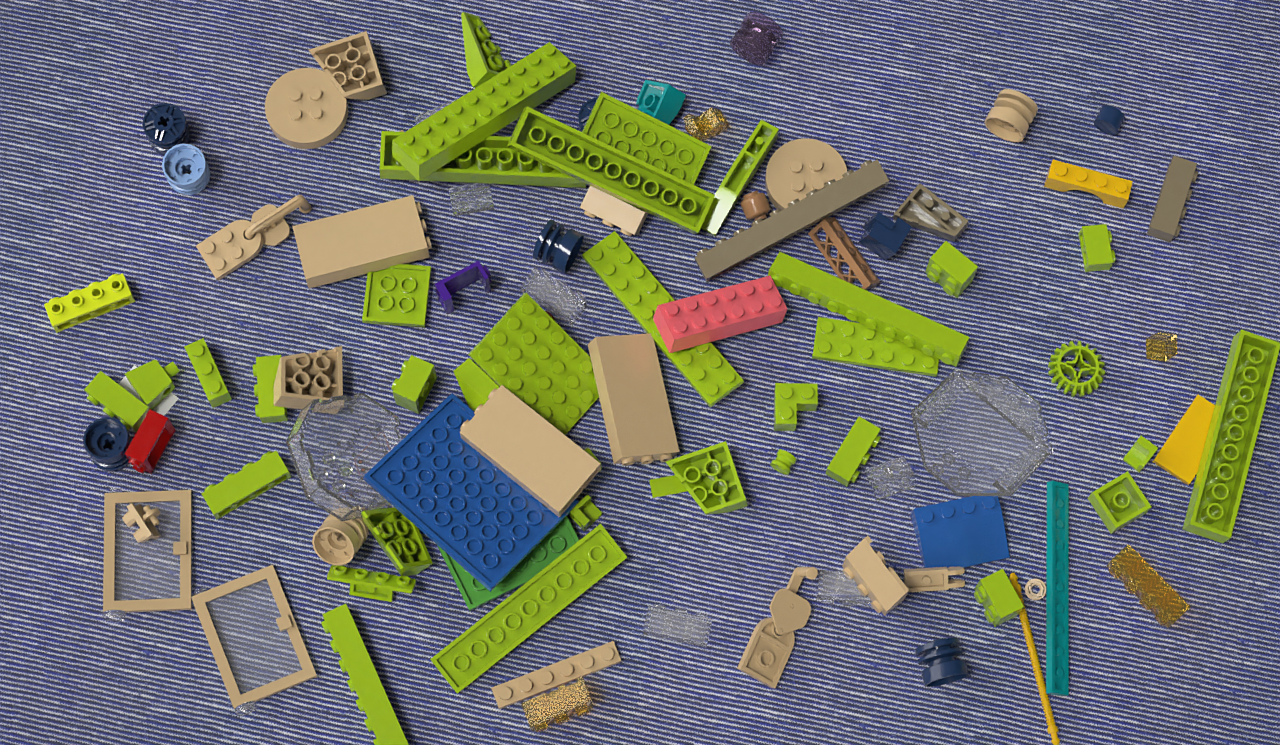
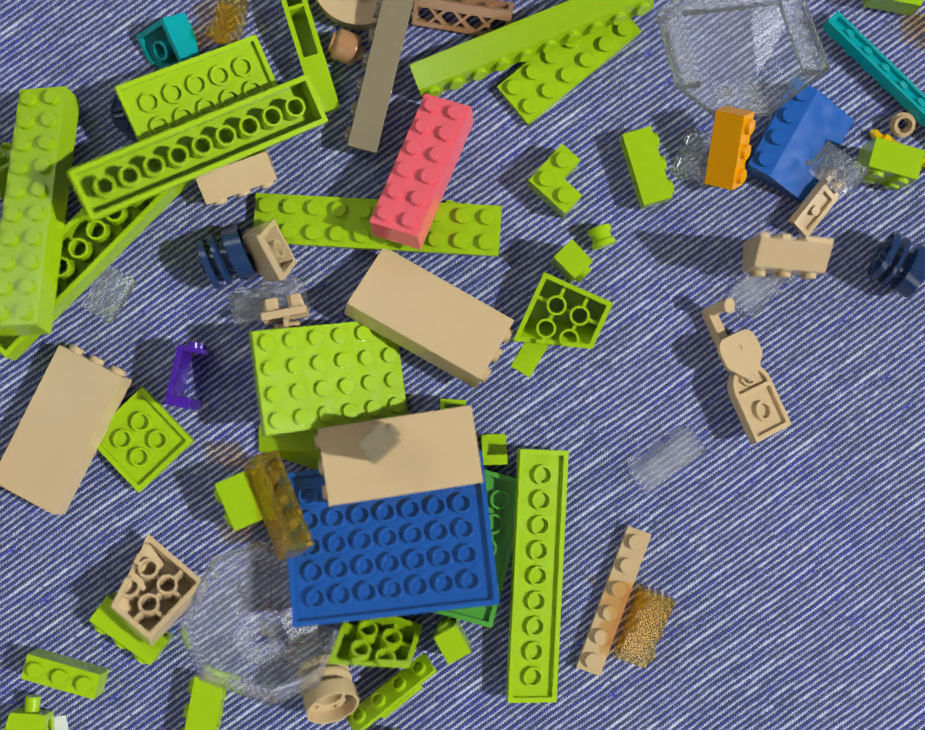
camera: 45 degrees left, 15 degrees up
(432, 403) = (278, 505): none -> clear yellow brick
(440, 588) = (452, 639): none -> lime brick
(528, 423) = (379, 441): none -> dark tan brick
(555, 311) = (296, 310): none -> tan hips
(585, 267) = (269, 251): none -> tan slope
(748, 455) = (572, 262): none -> lime brick
(911, 487) = (729, 147): none -> light orange brick
(961, 565) = (838, 168): none -> clear bracket

